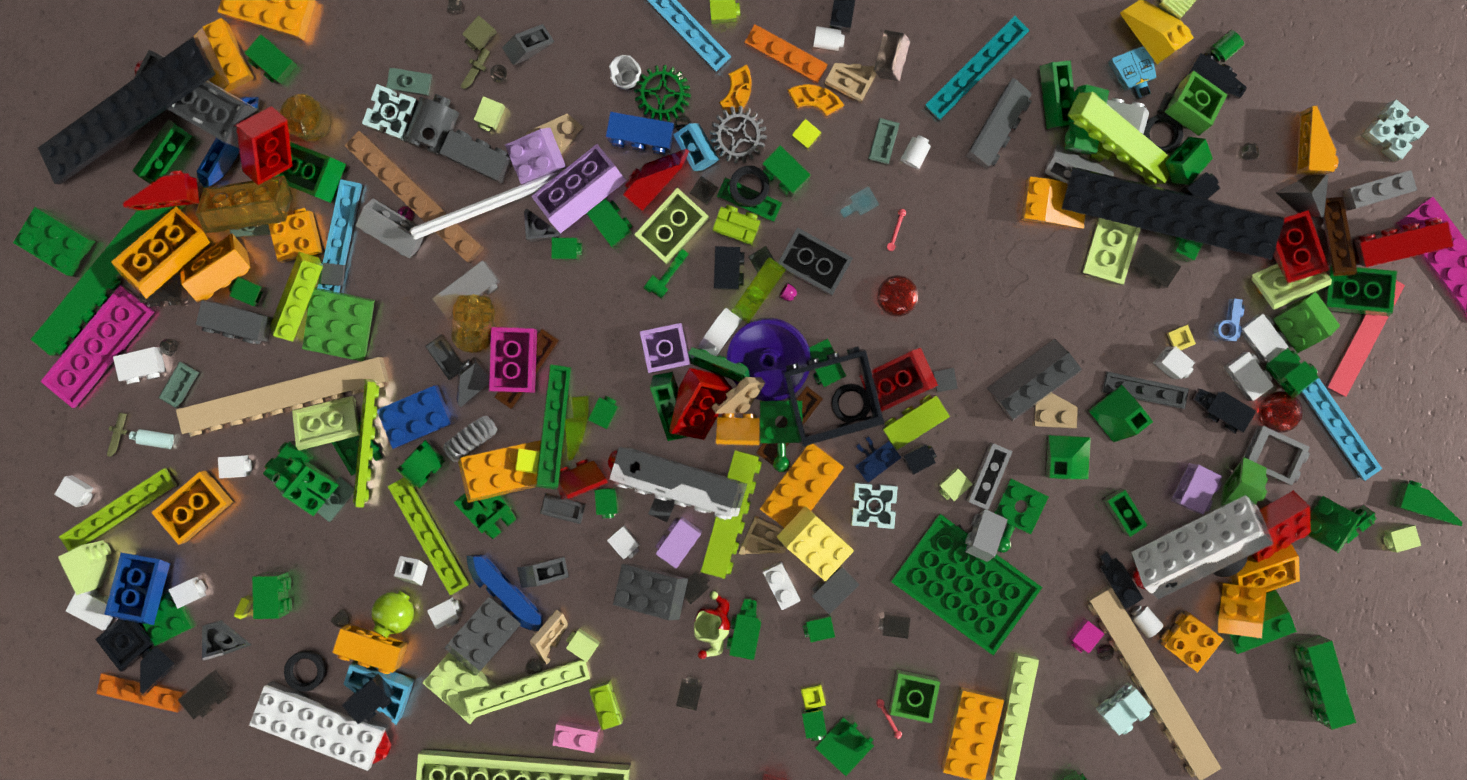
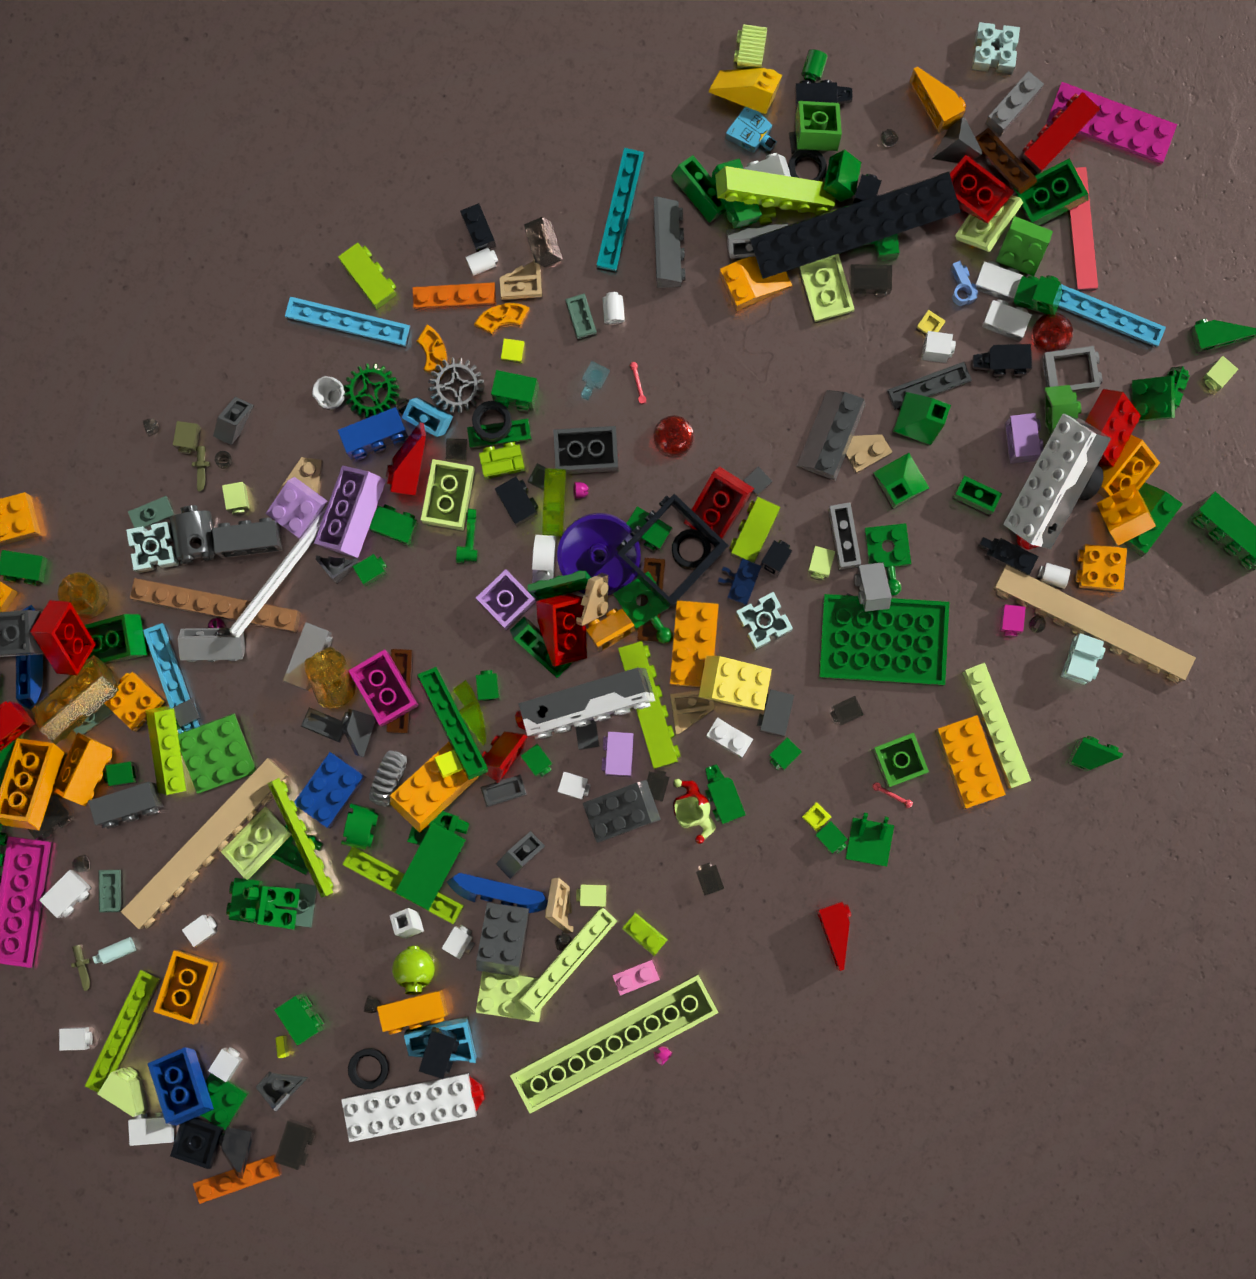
camera: 25 degrees left, 5 degrees down
(460, 535) = (430, 866): none -> green piece

